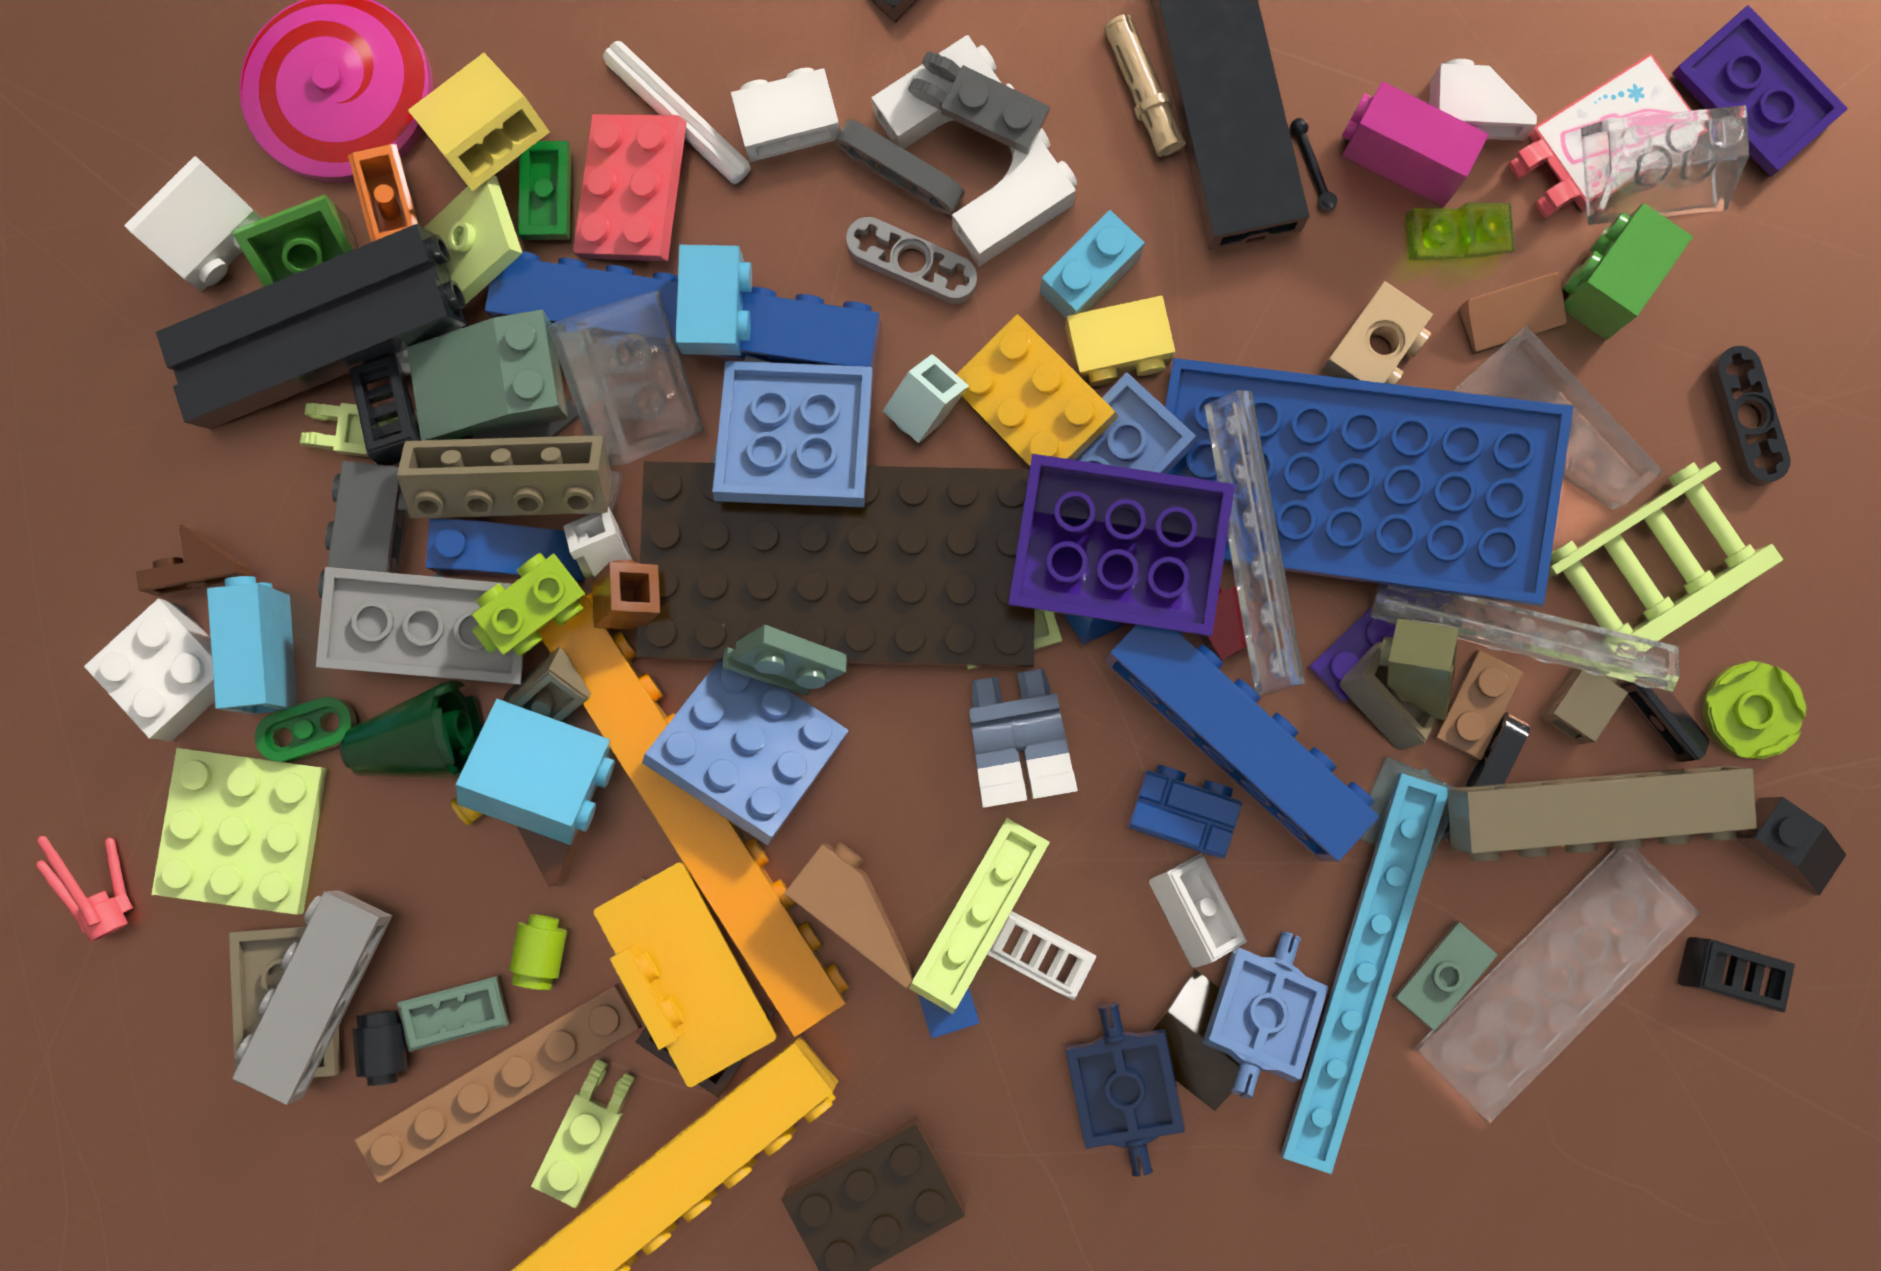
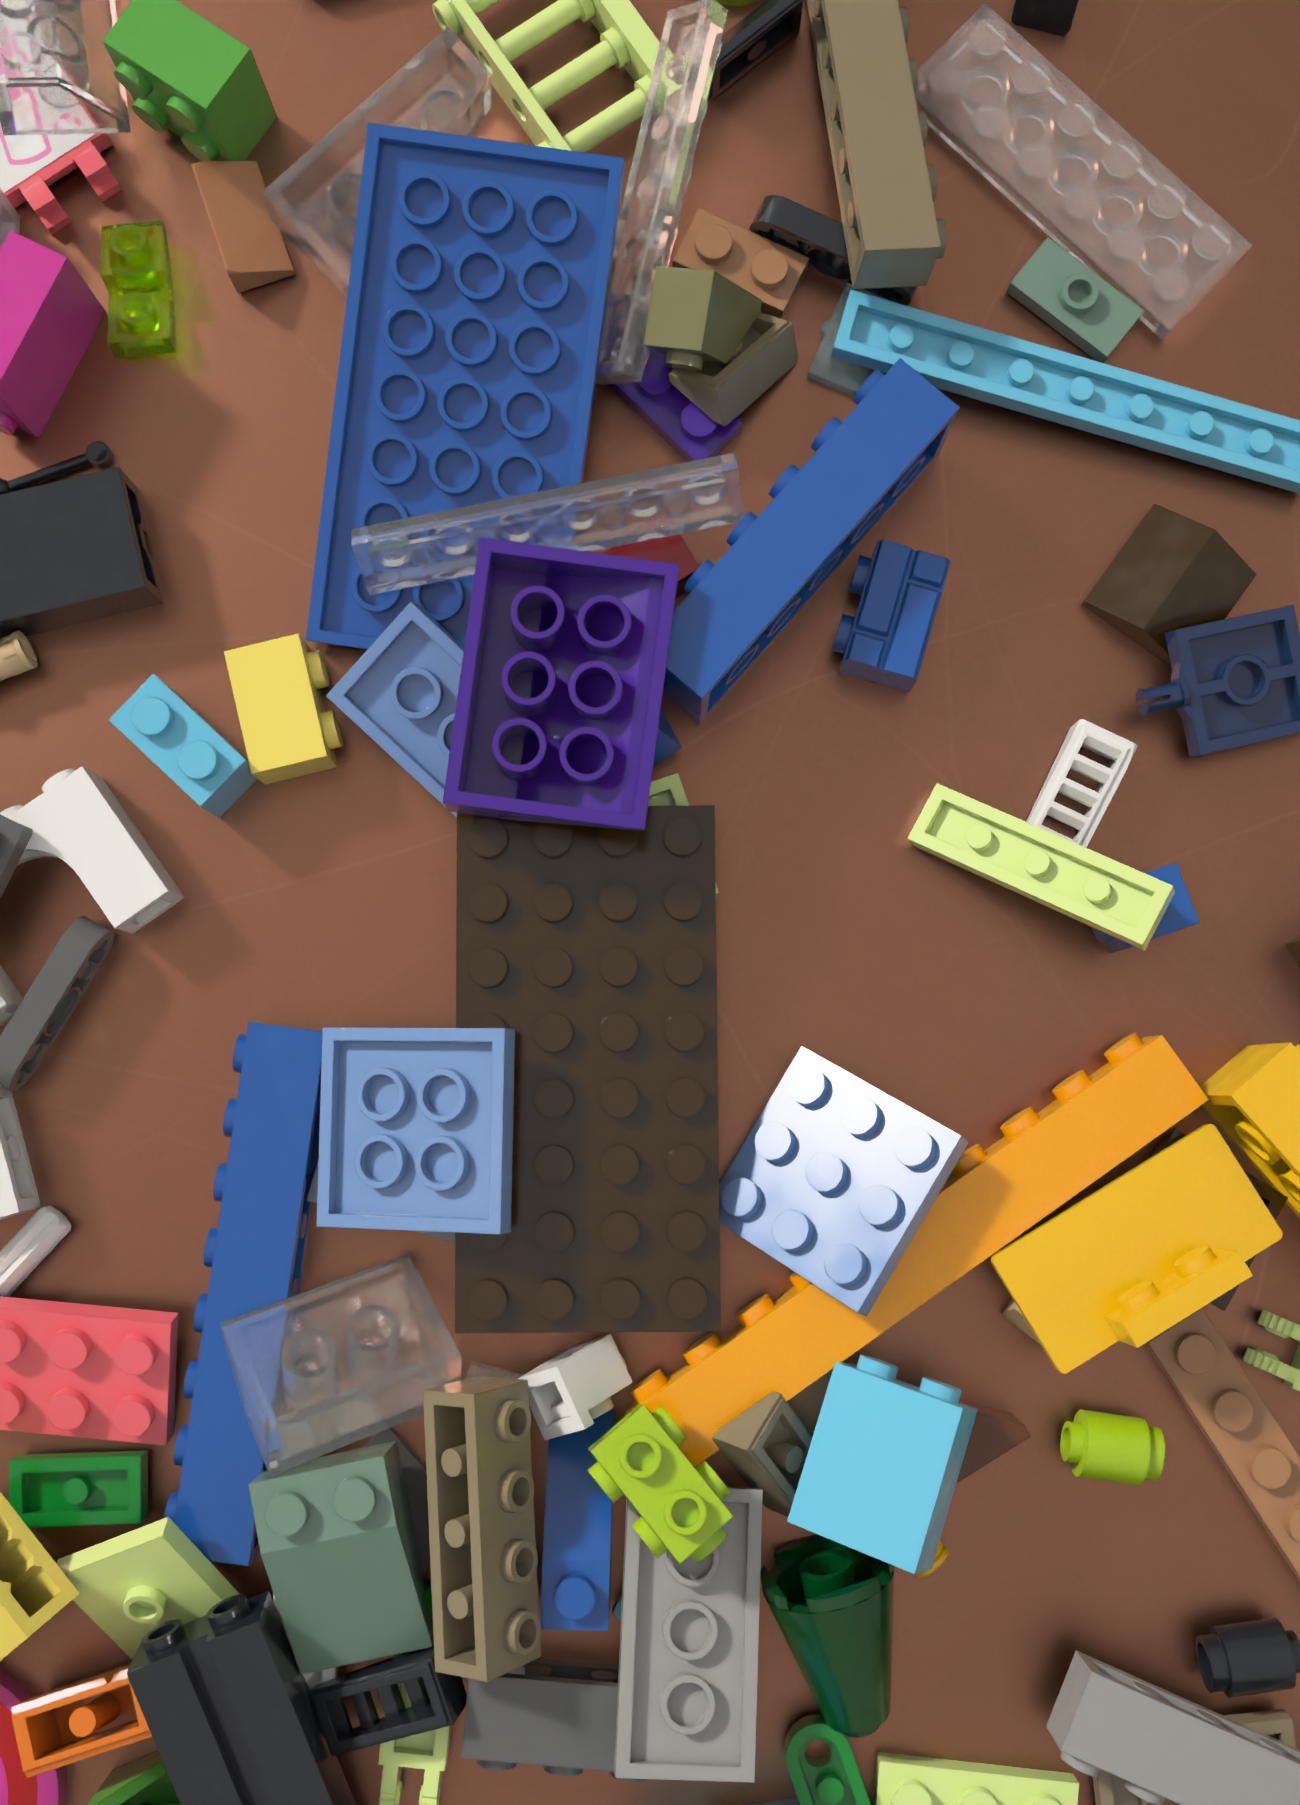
camera: 95 degrees left, 0 degrees up
(453, 1013) = (1197, 1559): sand green plate -> none
(625, 595) = (640, 1349): dark orange brick -> none
(711, 300) = (232, 1247): medium azure brick -> none
(784, 660) = (720, 1130): sand green plate -> none
(846, 902) = (1030, 1044): medium nougat slope -> none
(874, 260) = (149, 992): light grey beam -> none
(925, 398) = (363, 958): light aqua brick -> none
(1018, 726) = (789, 828): sand blue hips -> none
(1033, 395) = (358, 817): yellow plate -> none
(1197, 911) = (1011, 600): white slope -> none
(1265, 1015) = (1141, 509): medium blue plate -> none
(1389, 316) = (253, 363): tan brick -> none
(1584, 705) = (739, 135): dark tan brick -> none

